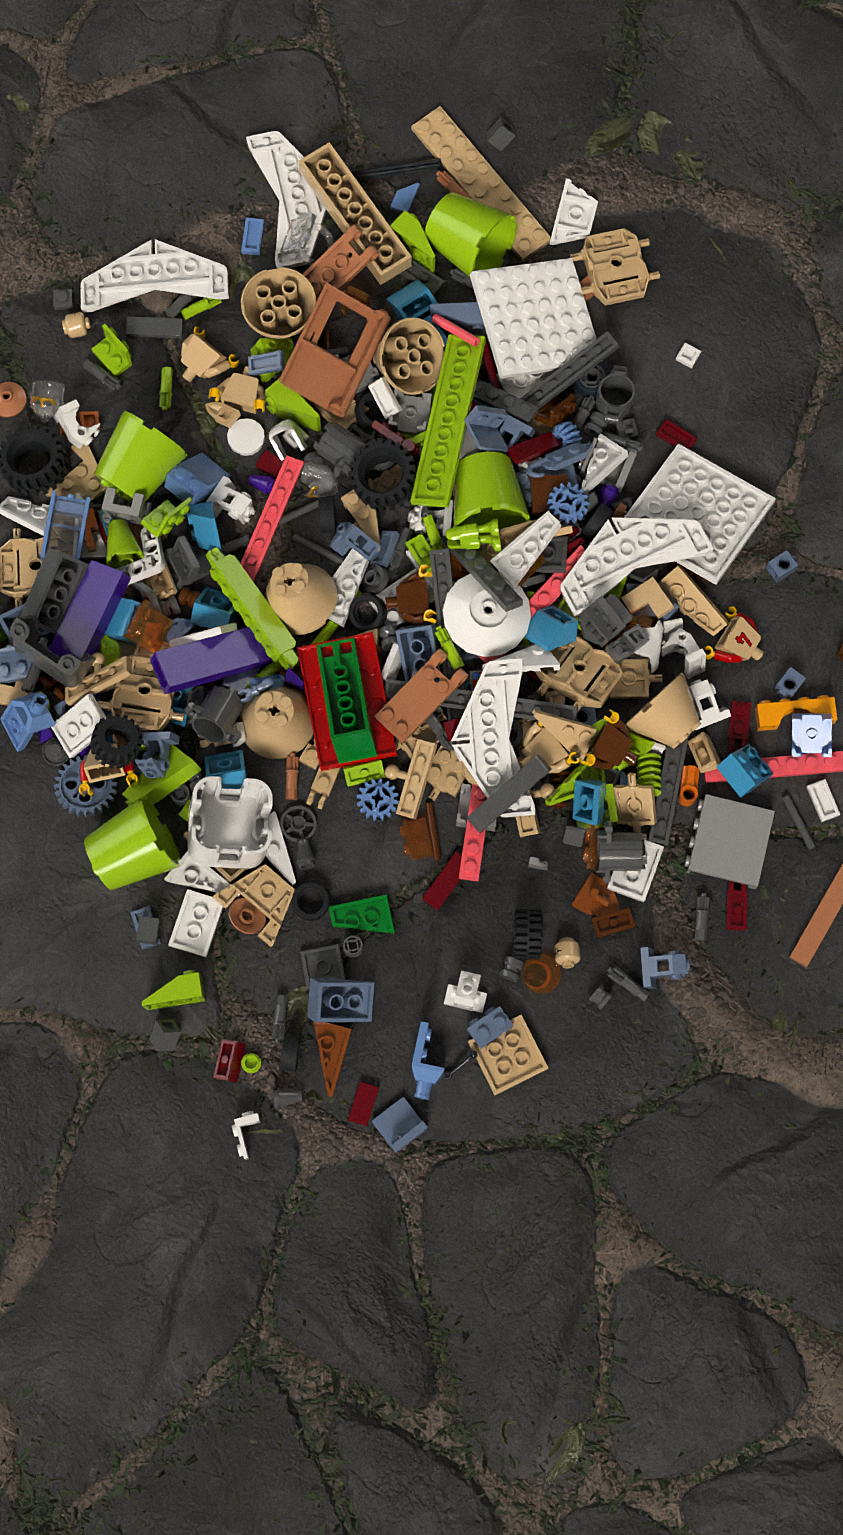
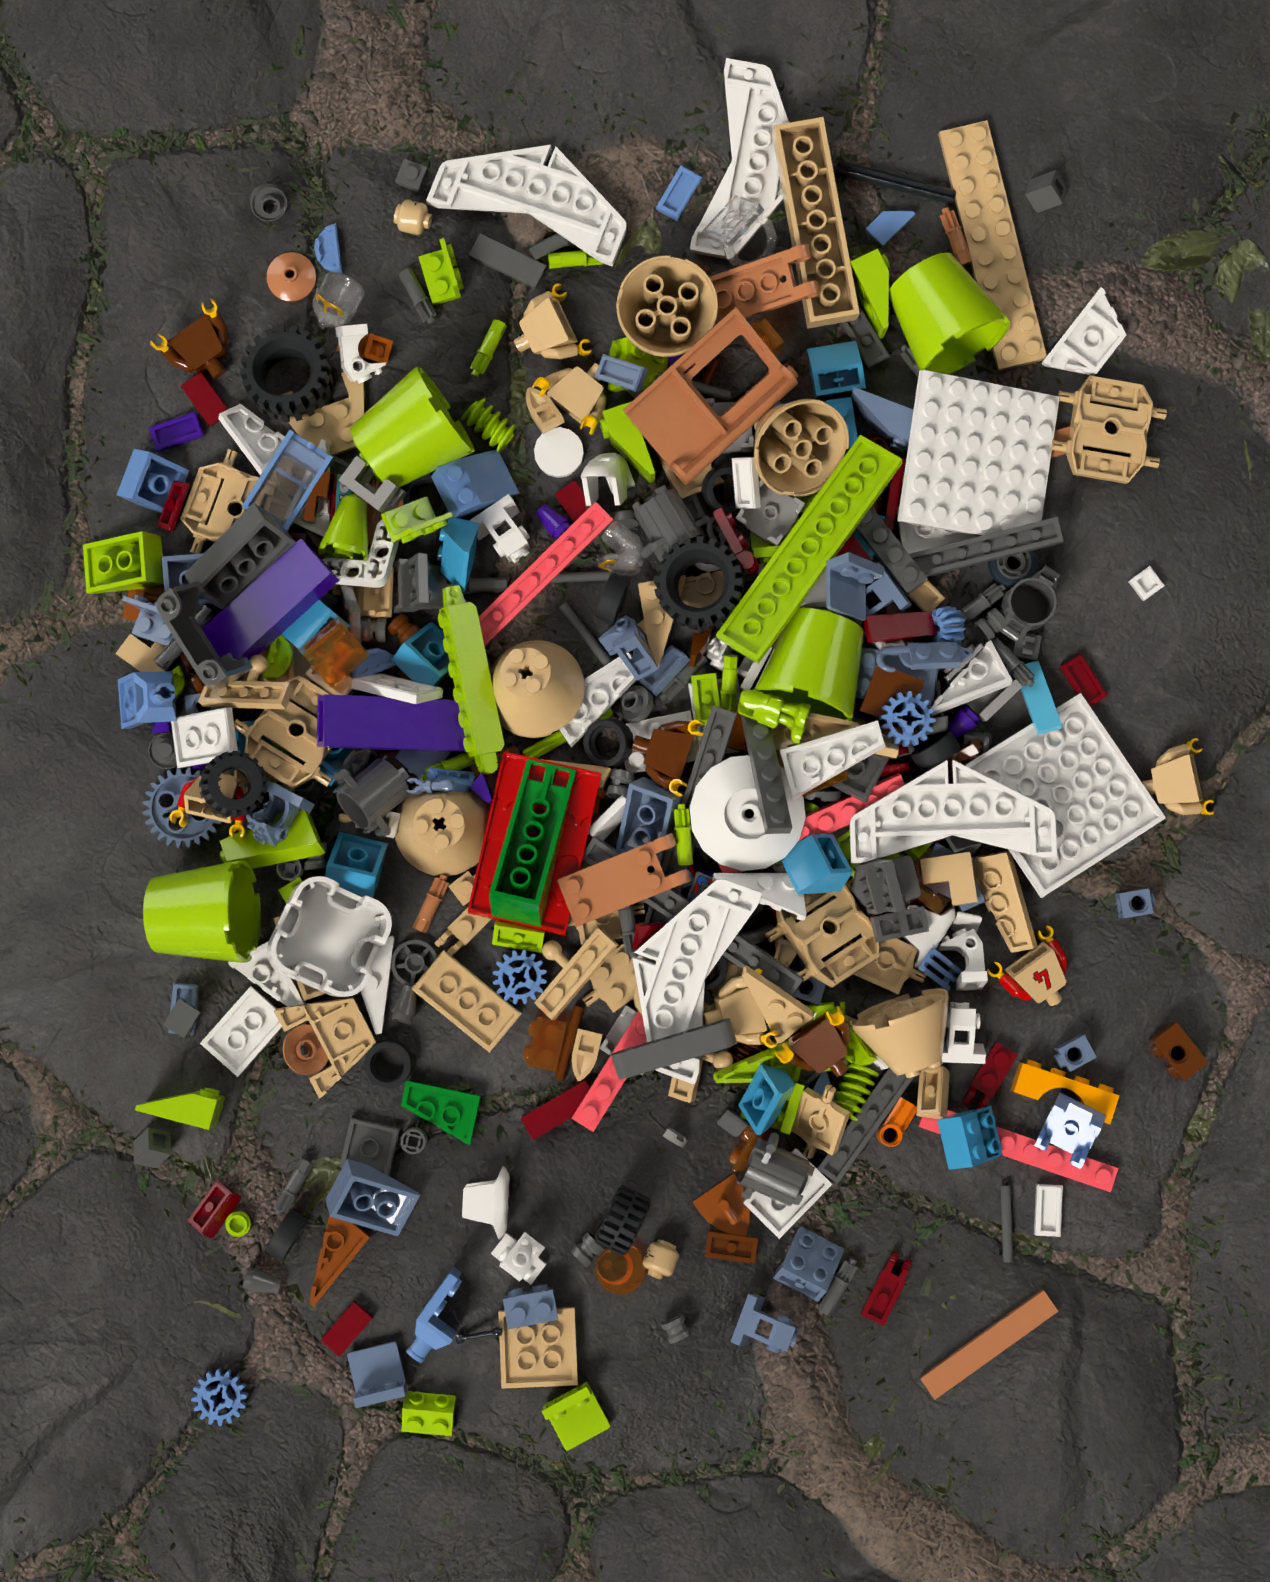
camera: 25 degrees right, 10 degrees up
(25, 370) = (328, 249): none -> medium blue tile
(190, 437) = (489, 424): none -> lime piece
(247, 1119) = (206, 1289): white bracket -> none
(283, 1193) = (229, 1399): none -> medium blue gear
(347, 833) = (466, 1001): none -> tan tile
(401, 519) = (699, 646): none -> reddish brown slope
(426, 965) = (488, 1202): none -> white piece
(447, 831) = (585, 1052): none -> tan plate
(450, 1138) = (428, 1413): none -> lime bracket
(456, 330) = (870, 434): coral piece -> none
(556, 410) = (949, 587): reddish brown bracket -> none
(557, 1092) = (576, 1416): none -> lime bracket
(628, 983) = (716, 1325): dark grey piece -> none
(654, 460) = (1040, 702): none -> medium azure tile
(667, 663) = (949, 976): none -> medium blue tile
(674, 911) = (809, 1264): none -> sand blue bracket
(729, 840) = (912, 1212): light grey panel -> none
(772, 472) = (1177, 781): none -> tan torso

